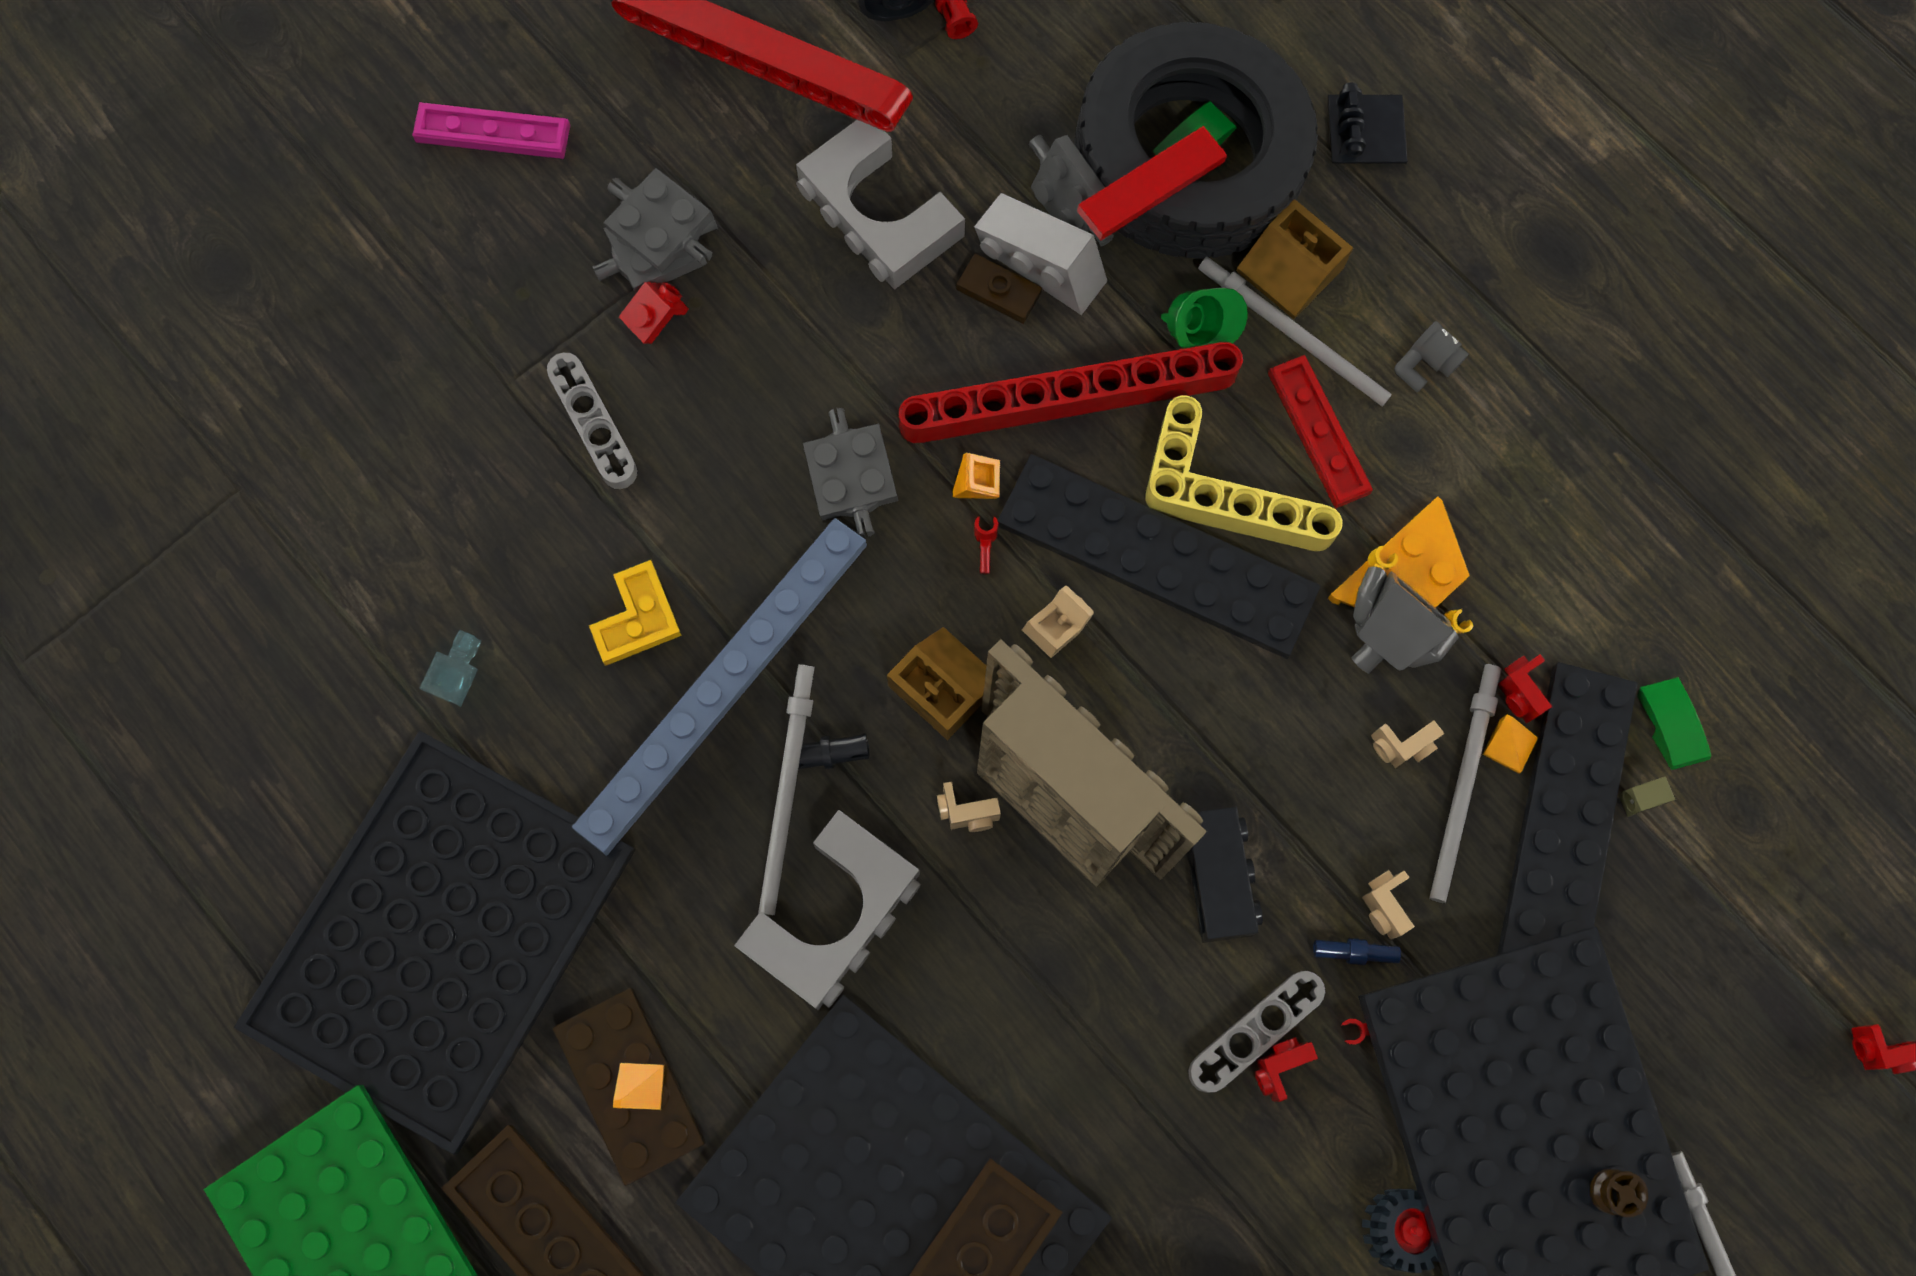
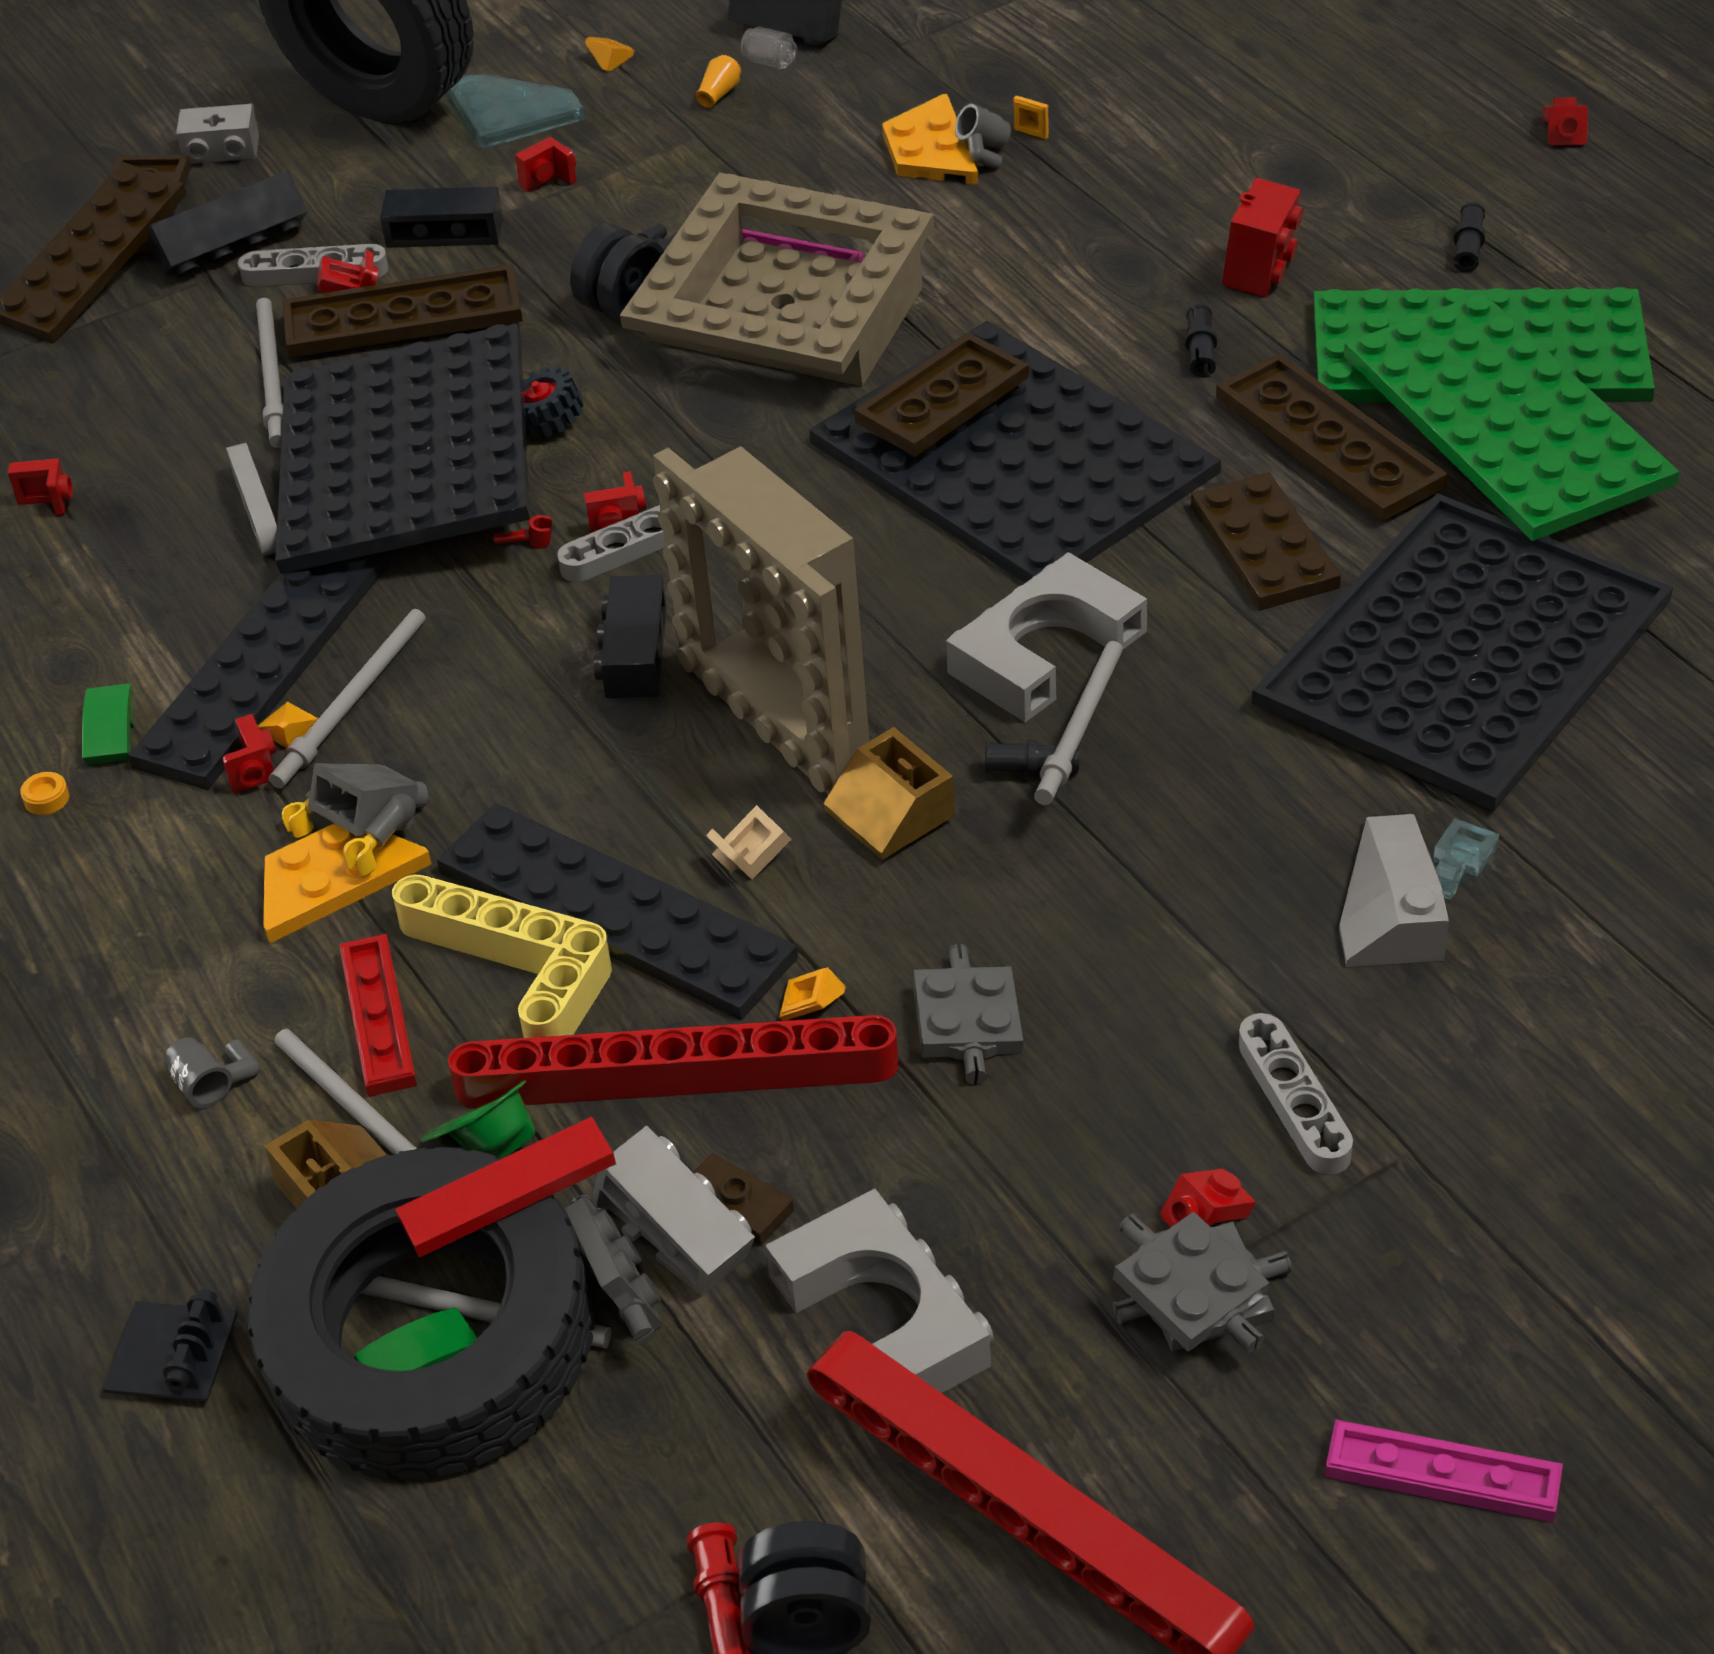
camera: 165 degrees left, 30 degrees down
(512, 620) = (1393, 898): none -> light grey wedge
(639, 1086) = (1252, 516): light orange slope -> none
(645, 622) = (1234, 883): yellow plate -> none
(719, 687) = (1137, 821): sand blue plate -> none
(975, 815) = (889, 698): tan bracket -> none
(985, 539) = (814, 934): red hand -> none
(1356, 951) = (515, 582): dark blue bar -> none
(1385, 910) = (471, 612): tan bracket -> none
(1418, 745) = (395, 719): tan bracket -> none
(1629, 1189) = (346, 389): dark brown wheel -> none
(1646, 796) = (169, 666): olive piece -> none
(1665, 1054) = (253, 497): none -> light grey beam
(1694, 640) = (44, 793): none -> light orange tile

